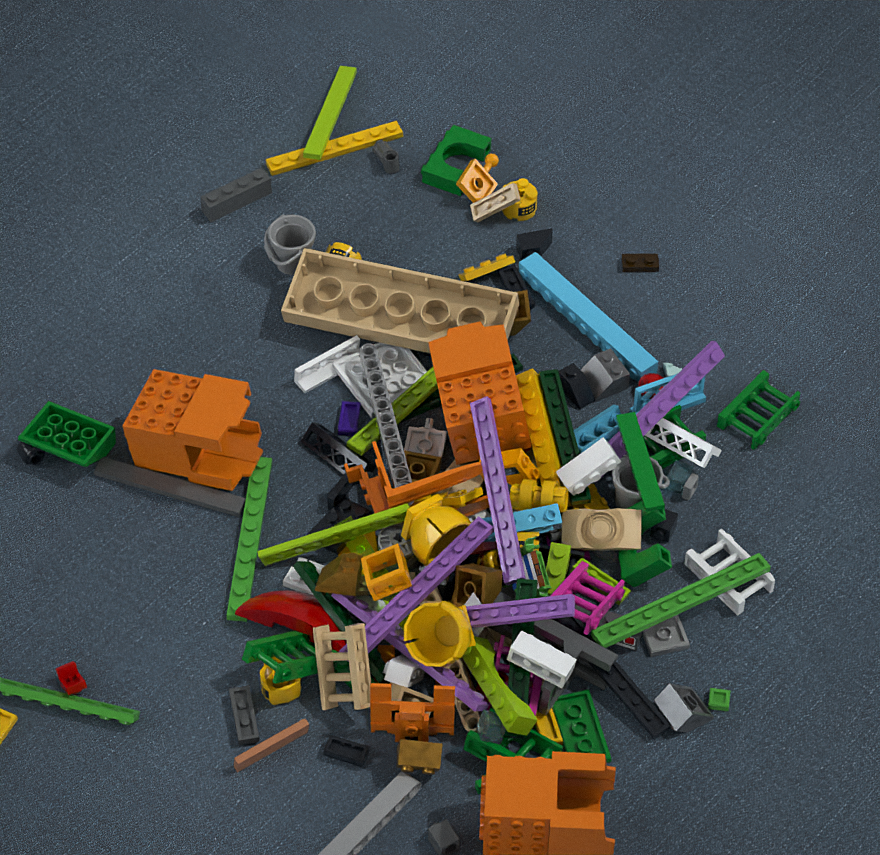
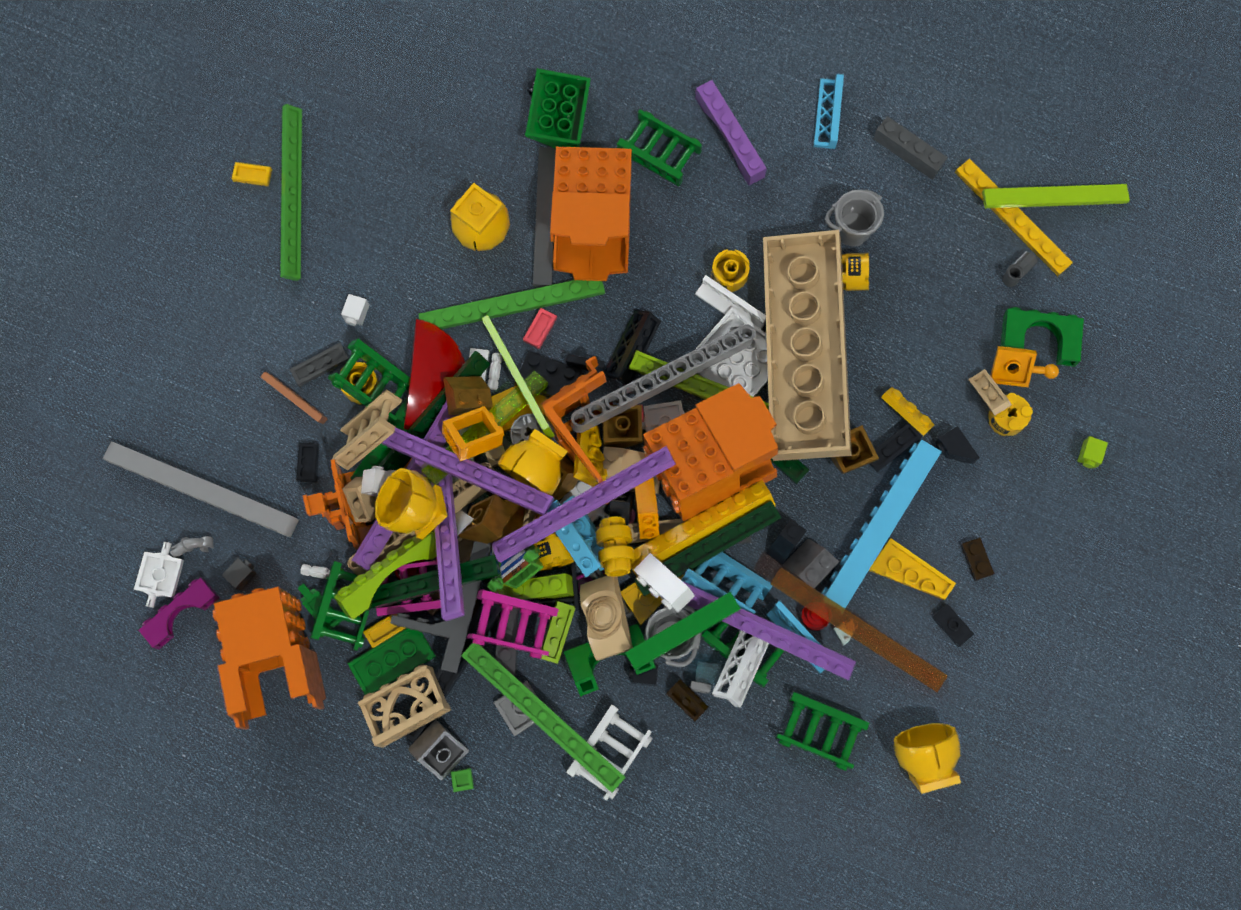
camera: 75 degrees right, 25 degrees up
(70, 678) = (312, 212): red bracket -> none
(138, 359) = (659, 165): none -> green fence
(150, 534) = (479, 218): none -> yellow plate
(173, 238) = (835, 112): none -> medium azure fence
(191, 311) = (744, 153): none -> medium lavender arch
(198, 667) = (355, 310): none -> white brick
(286, 521) = (540, 328): none -> coral tile
(295, 351) = (729, 261): none -> yellow brick
(349, 418) = (677, 344): dark purple tile -> none
(419, 756) = (309, 530): pearl gold slope -> none
(466, 770) = (315, 571): none -> white axle
(490, 727) = (342, 578): clear light blue brick -> none
(541, 659) = (415, 604): white brick -> none
(574, 158) = (1092, 452): none -> lime brick
(636, 307) = (908, 569): none -> yellow wing
(645, 694) = (392, 691): none -> tan fence
(675, 354) = (858, 629): none -> clear orange plate
(693, 296) = (953, 625): none -> black plate
(699, 499) = (687, 700): none -> dark brown plate
(810, 338) = (929, 755): none -> yellow plate

